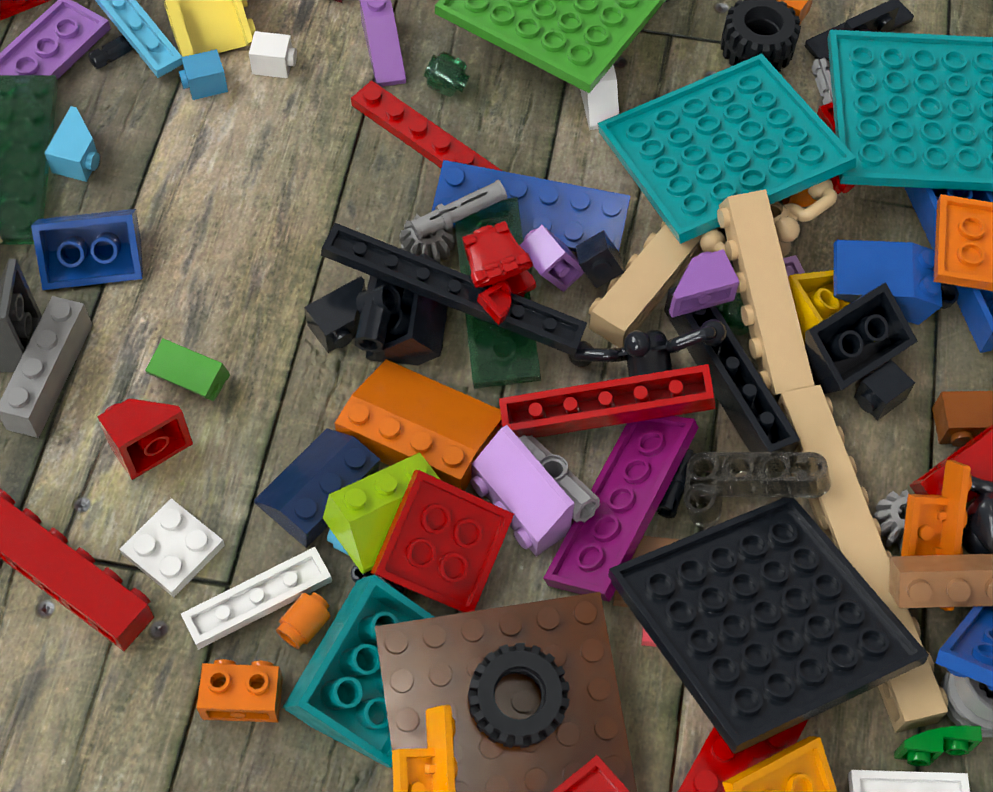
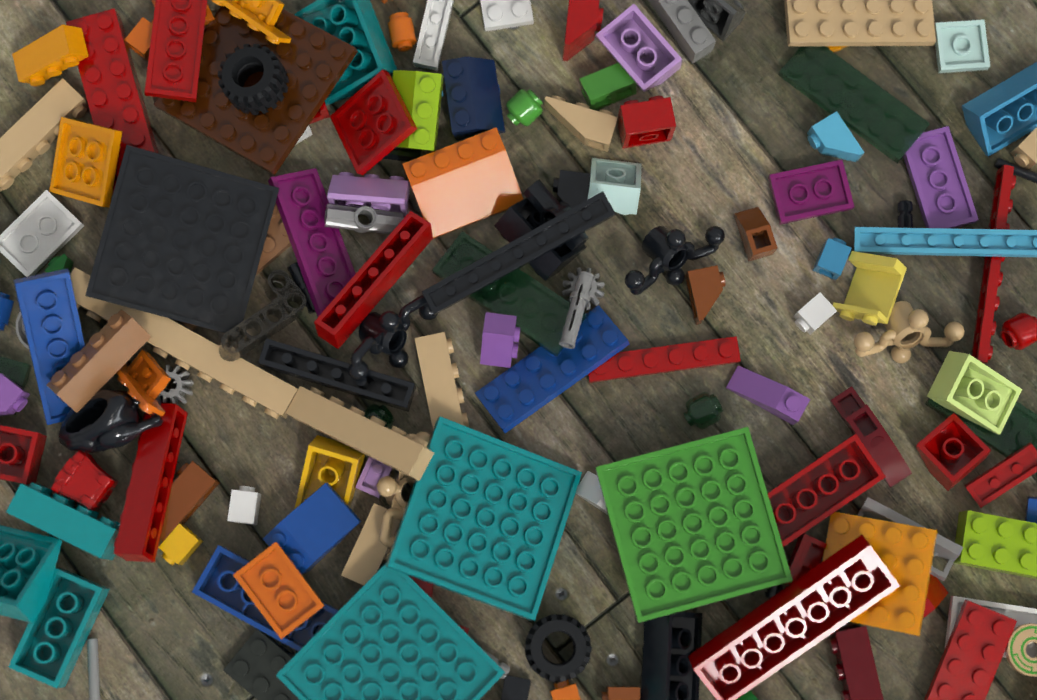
camera: 130 degrees right, 20 degrees up
(88, 249) = (745, 93): blue slope -> none
(119, 359) = (640, 49): none -> lavender slope
(149, 133) = (811, 192): none -> magenta plate
(202, 297) = (646, 122): none -> red brick
(235, 140) = (755, 233): none -> dark orange slope
(251, 358) = (587, 125): none -> tan slope
(284, 428) = (524, 107): none -> bright green head
(288, 284) = (619, 183): none -> light aqua slope
(324, 186) = (669, 254): none -> black wheel
(333, 146) = (704, 288): none -> dark orange slope
(496, 301) = (486, 267): red tile -> none
(497, 257) = (513, 291): red piece -> none
(599, 259) = (475, 371): black brick -> none
(705, 283) = (394, 398): medium lavender slope -> none
(853, 220) = (368, 551): none -> tan brick
(857, 340) = (284, 463): black slope -> none
(884, 390) = (250, 456): black brick -> none
(930, 358) = (244, 506): none -> white brick

